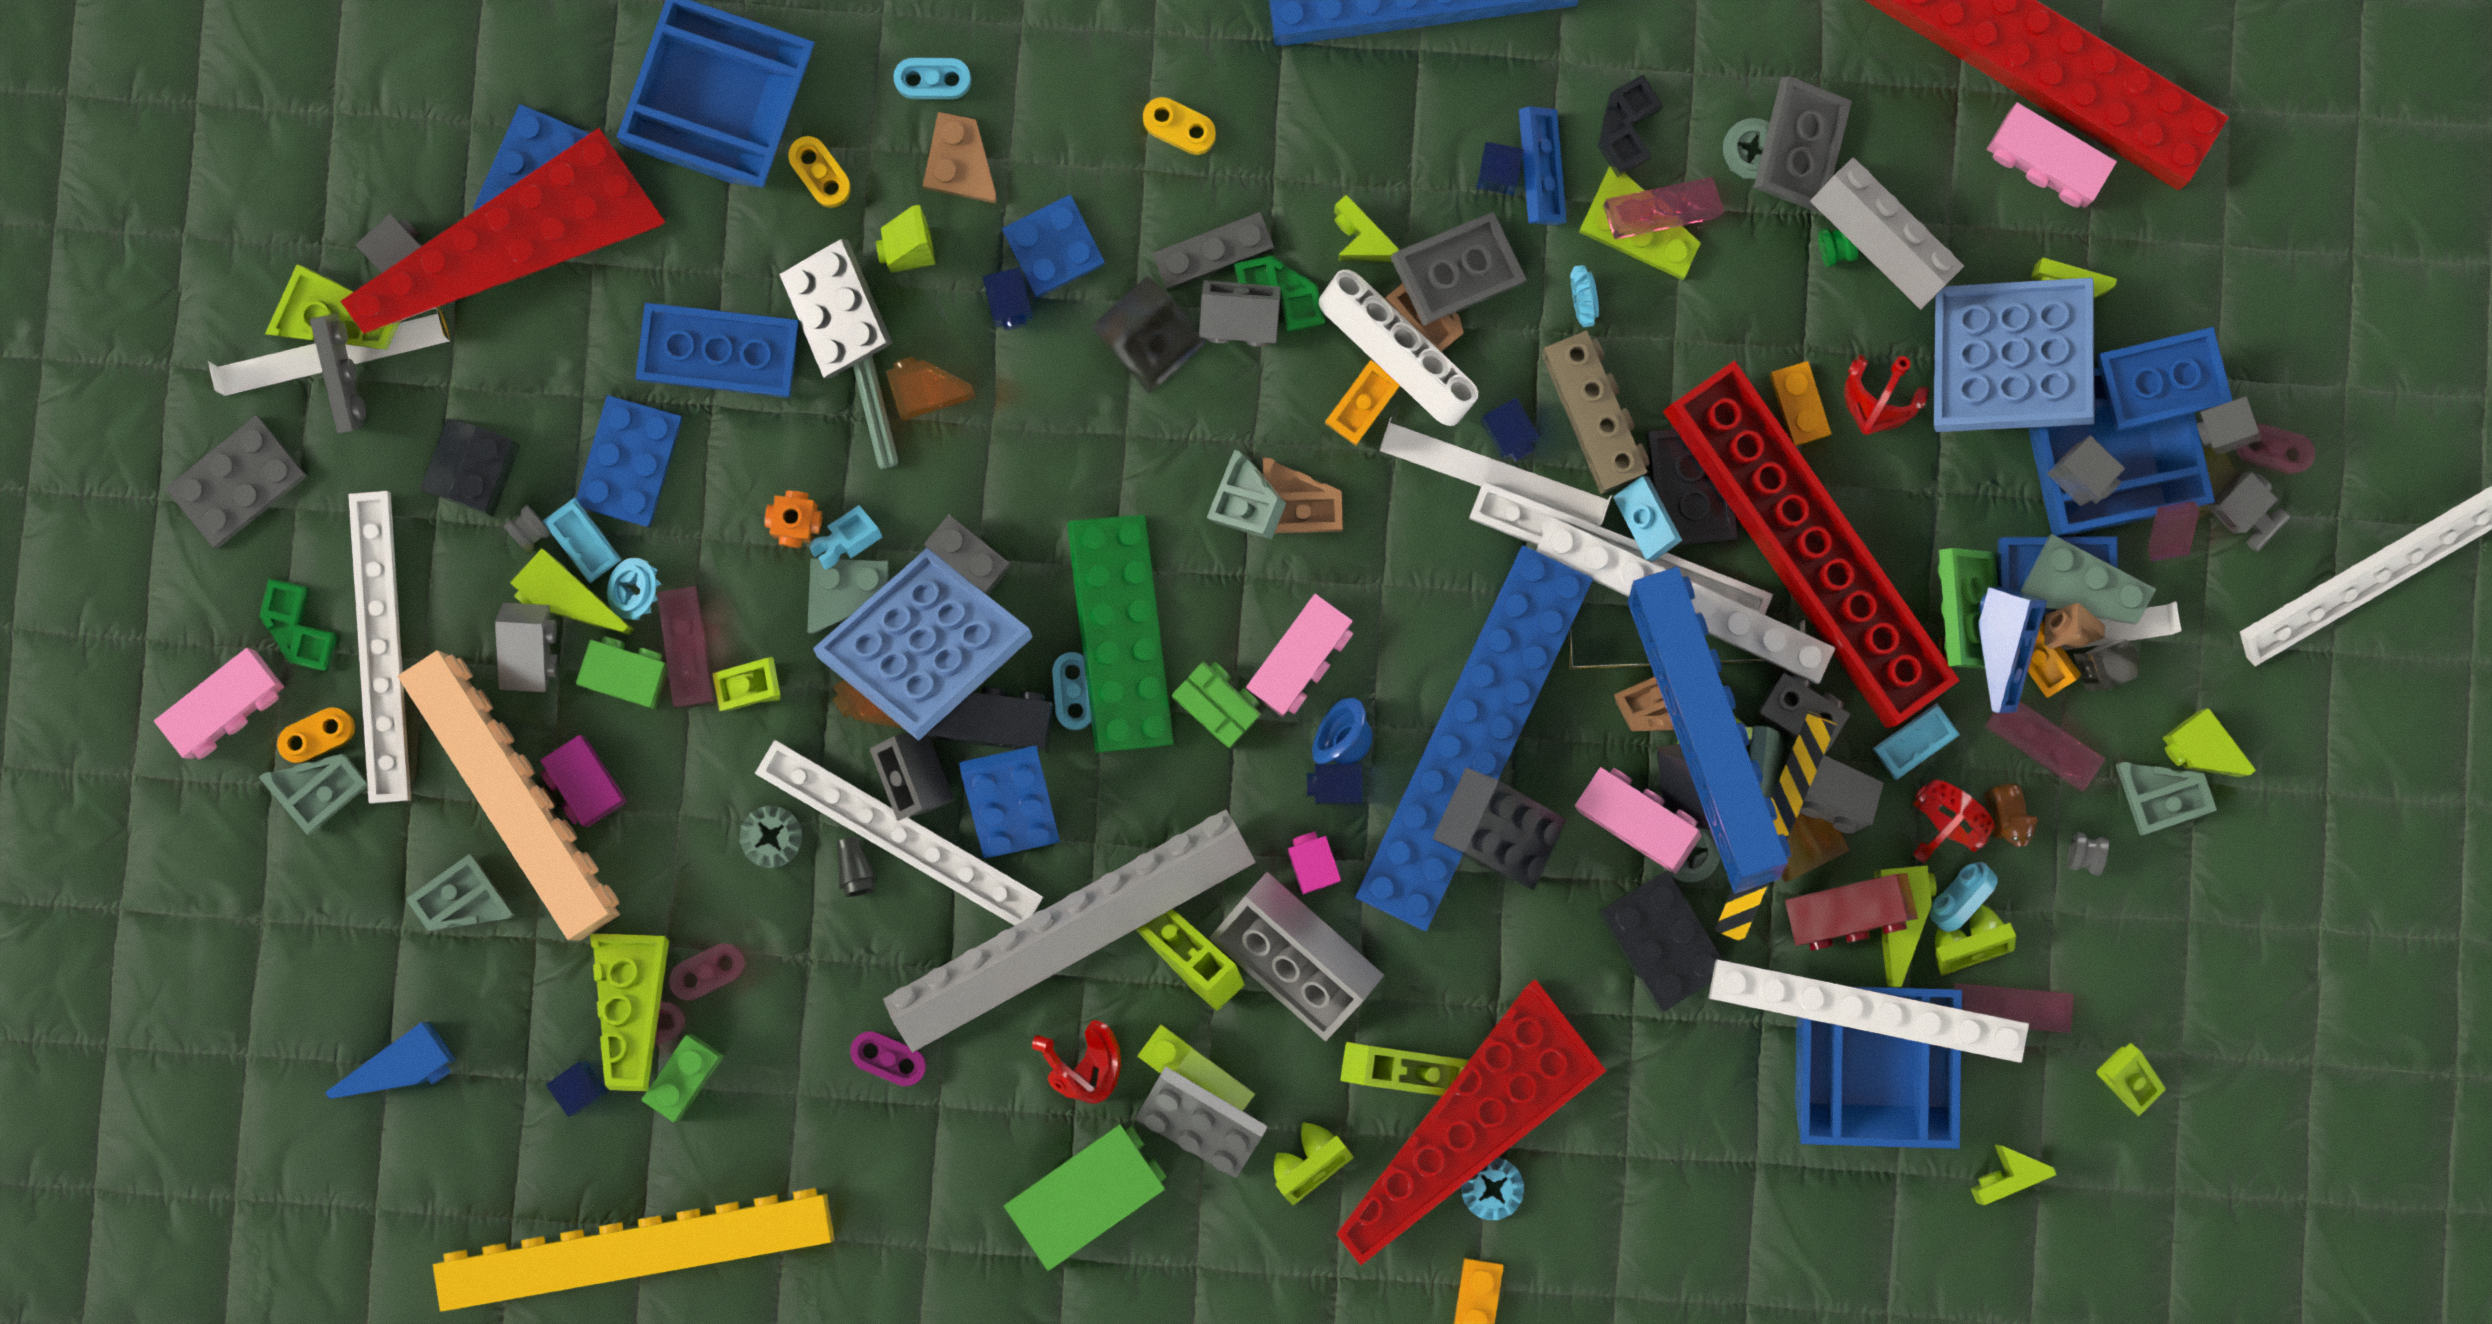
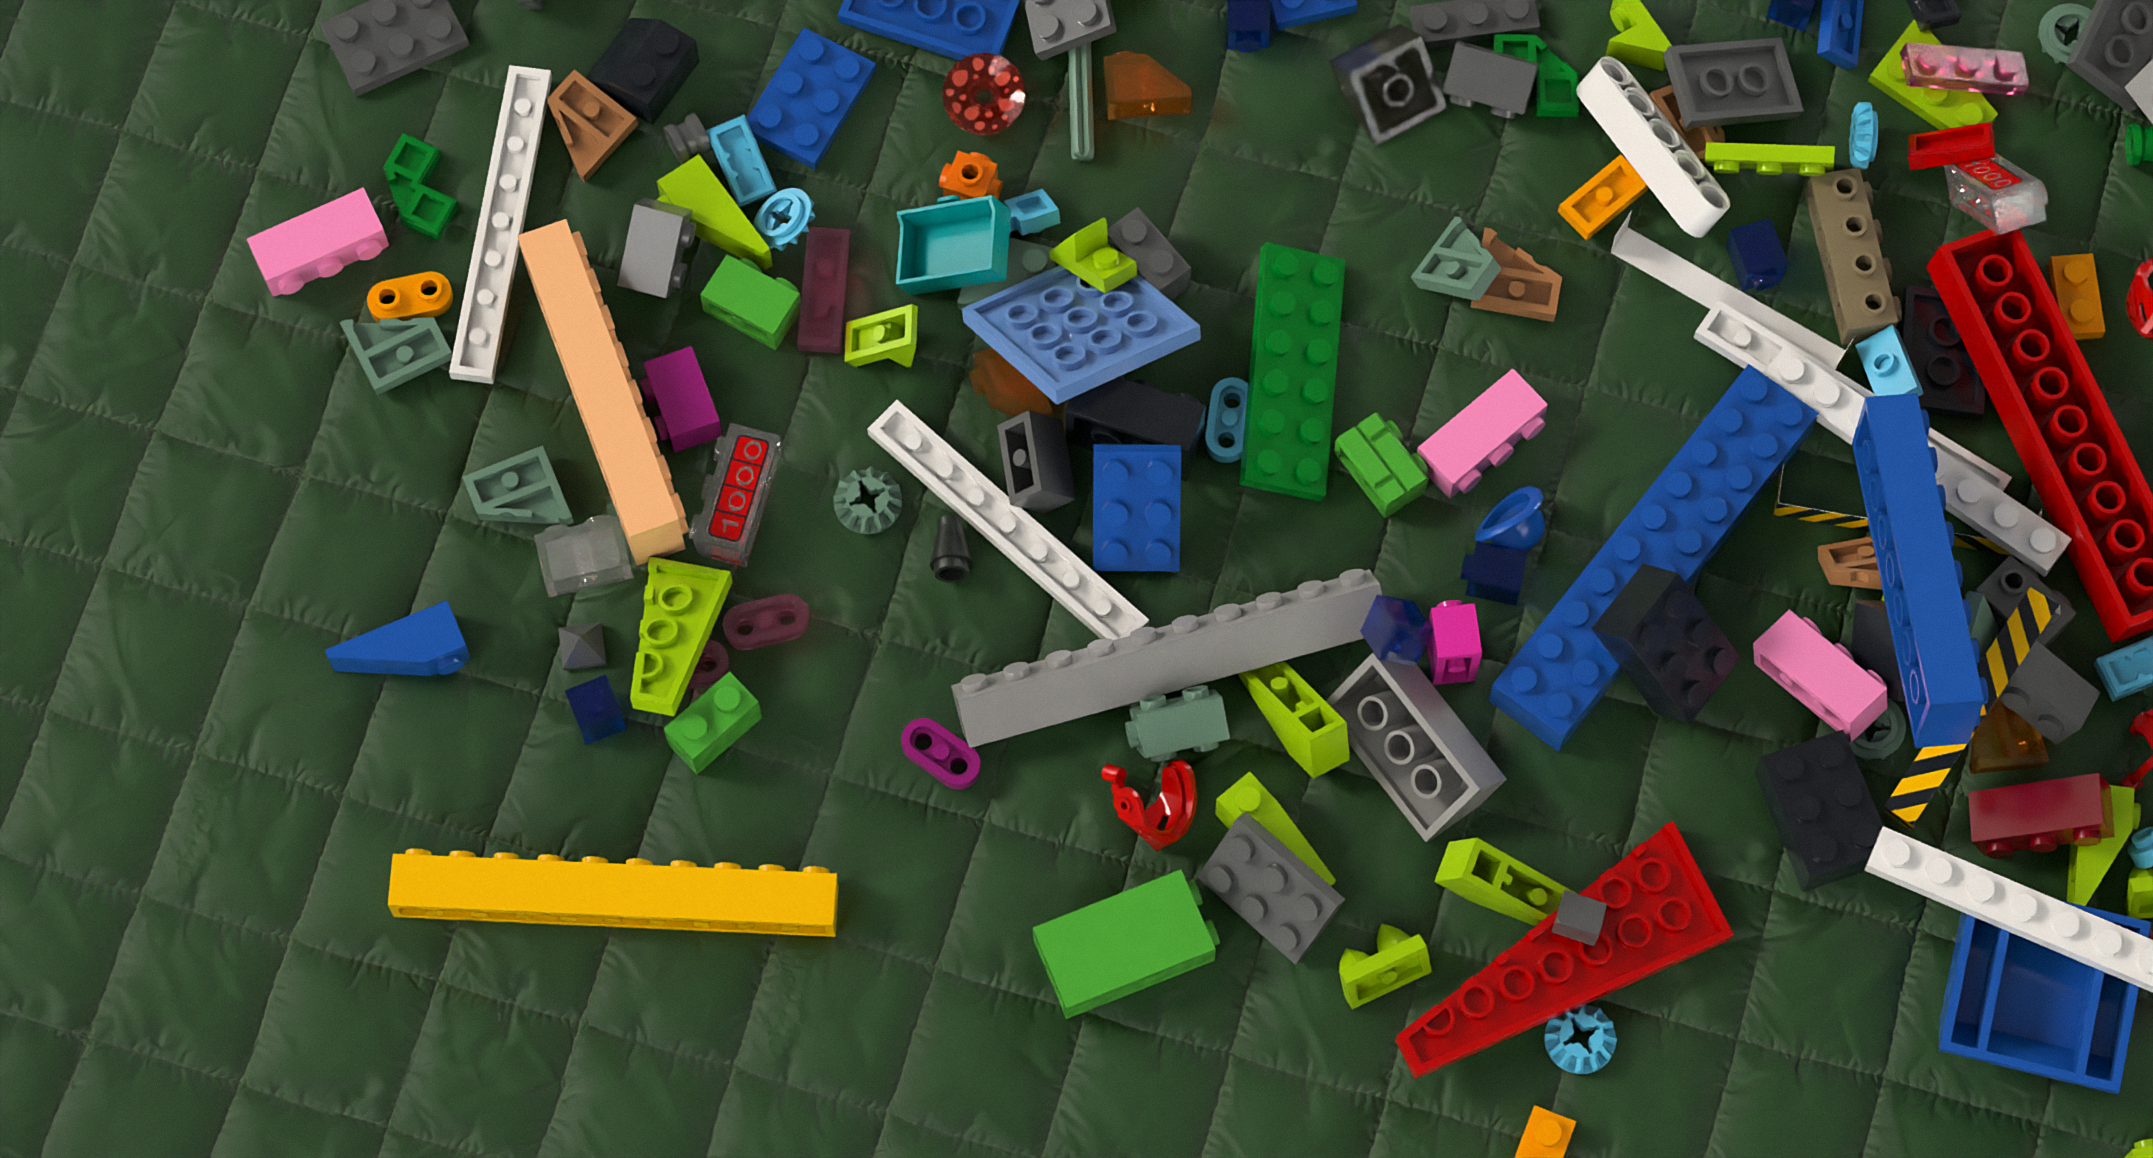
camera: 15 degrees right, 15 degrees down
(434, 531) = (589, 122): none -> medium nougat wing
(529, 948) = (583, 555): none -> clear brick
(551, 1026) = (582, 646): none -> dark grey slope
(652, 860) = (736, 494): none -> clear brick
(771, 441) = (979, 74): none -> clear red dish
(791, 585) = (953, 244): none -> teal container
(921, 571) = (1093, 259): none -> lime slope
(1088, 989) = (1179, 723): none -> sand green brick
(1261, 869) = (1396, 630): none -> clear blue brick
(1470, 347) = (1770, 158): none -> lime wing
(1472, 1090) = (1579, 918): none -> dark grey slope
(1664, 288) = (1951, 146): none -> red tile
(1713, 333) = (1997, 193): none -> clear brick

